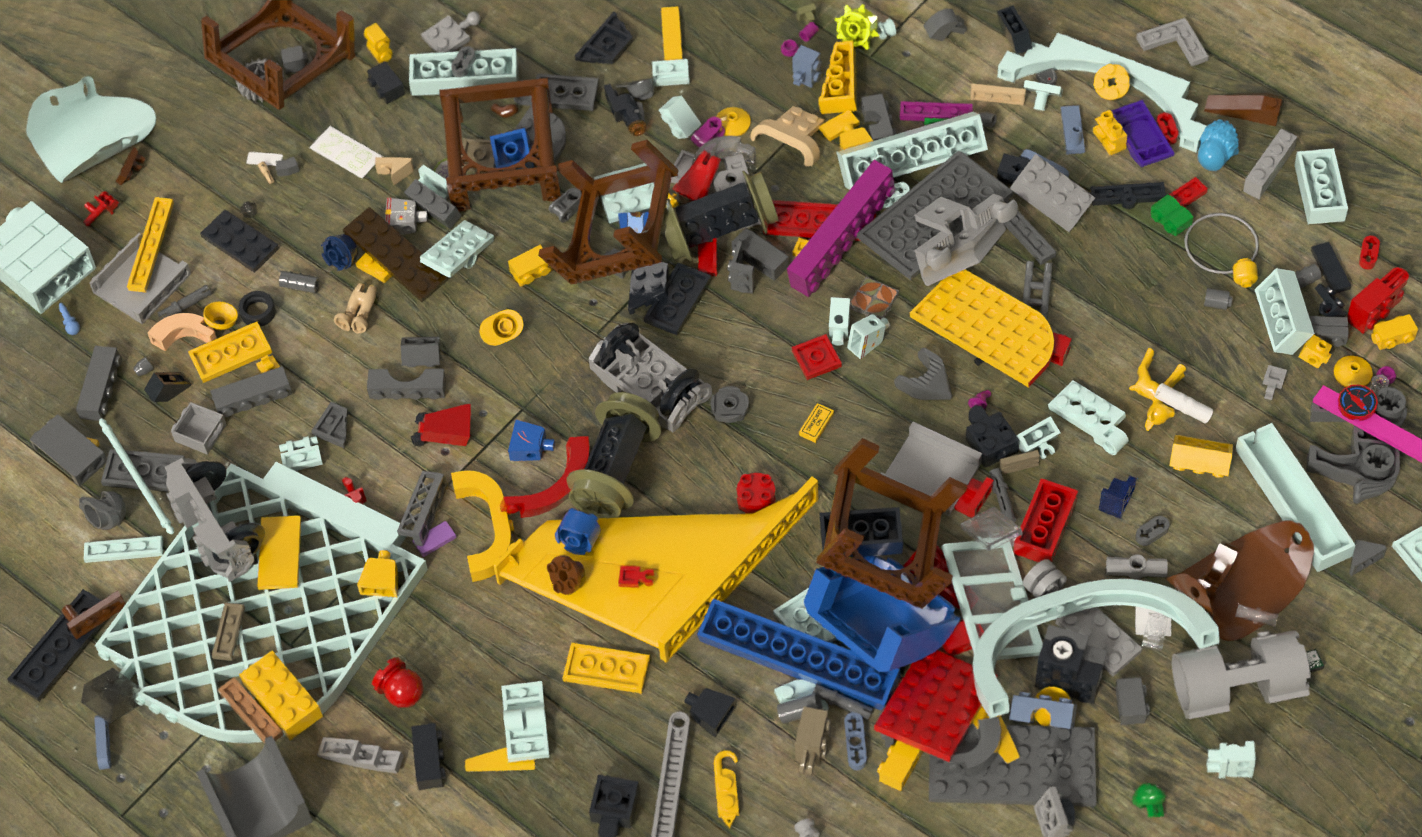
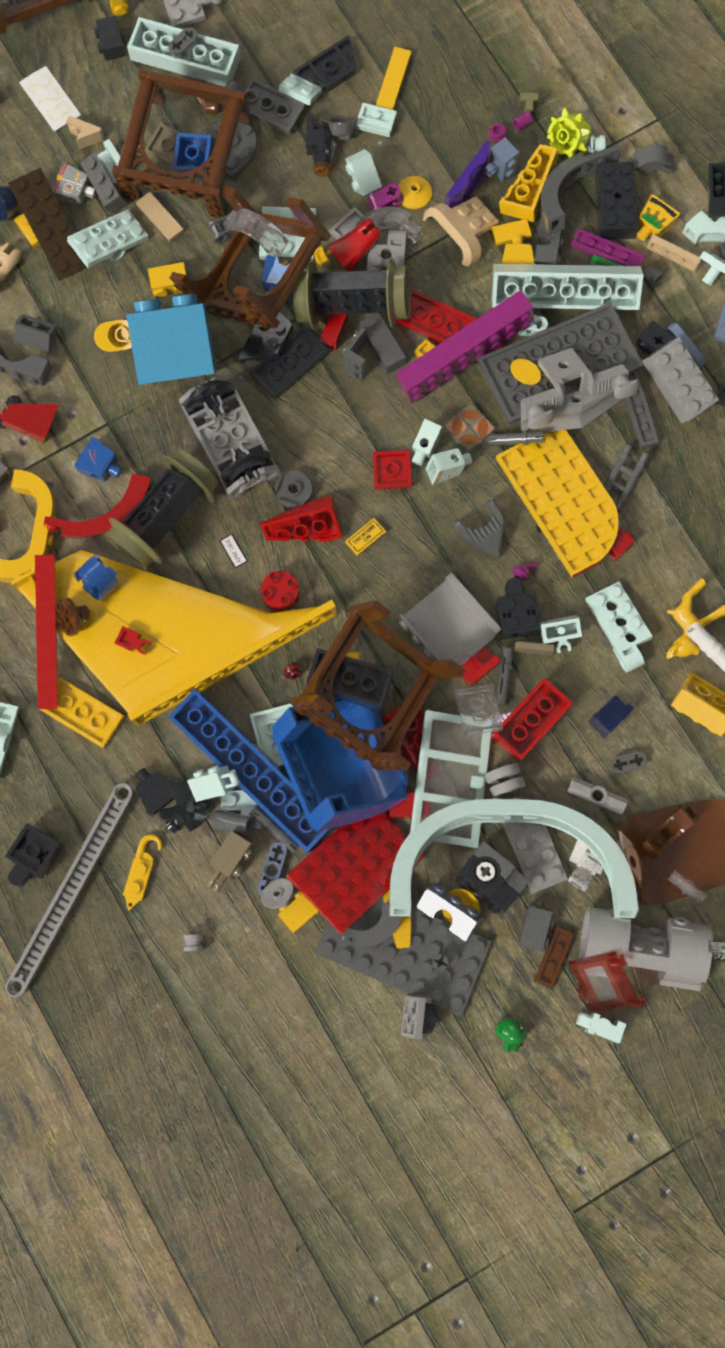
camera: 20 degrees right, 20 degrees up
(498, 217) = (160, 217): none -> tan tile
(545, 600) = (46, 632): none -> red tile
(565, 305) = (171, 340): none -> dark azure piece
(587, 69) = (300, 89): none -> light aqua plate
(603, 190) = (258, 228): none -> clear arch
(693, 478) = (233, 551): none -> white sticker
(747, 713) = (185, 810): none -> black animal
(757, 426) = (310, 521): none -> red wedge
(766, 676) = (212, 782): none -> light aqua brick
(782, 90) = (469, 178): none -> dark purple slope
(798, 559) = (292, 671): none -> dark red plate
(870, 58) = (562, 176): none -> dark grey arch
(871, 754) = (277, 893): none -> light grey piece
(906, 230) = (525, 371): none -> yellow sticker
(923, 290) = (517, 438): none -> dark grey pin
(925, 68) = (616, 200): none -> black brick
(968, 71) = (656, 218): none -> yellow torso
(1160, 722) = (554, 957): none -> reddish brown tile
(1217, 713) = (605, 982): none -> clear red piece

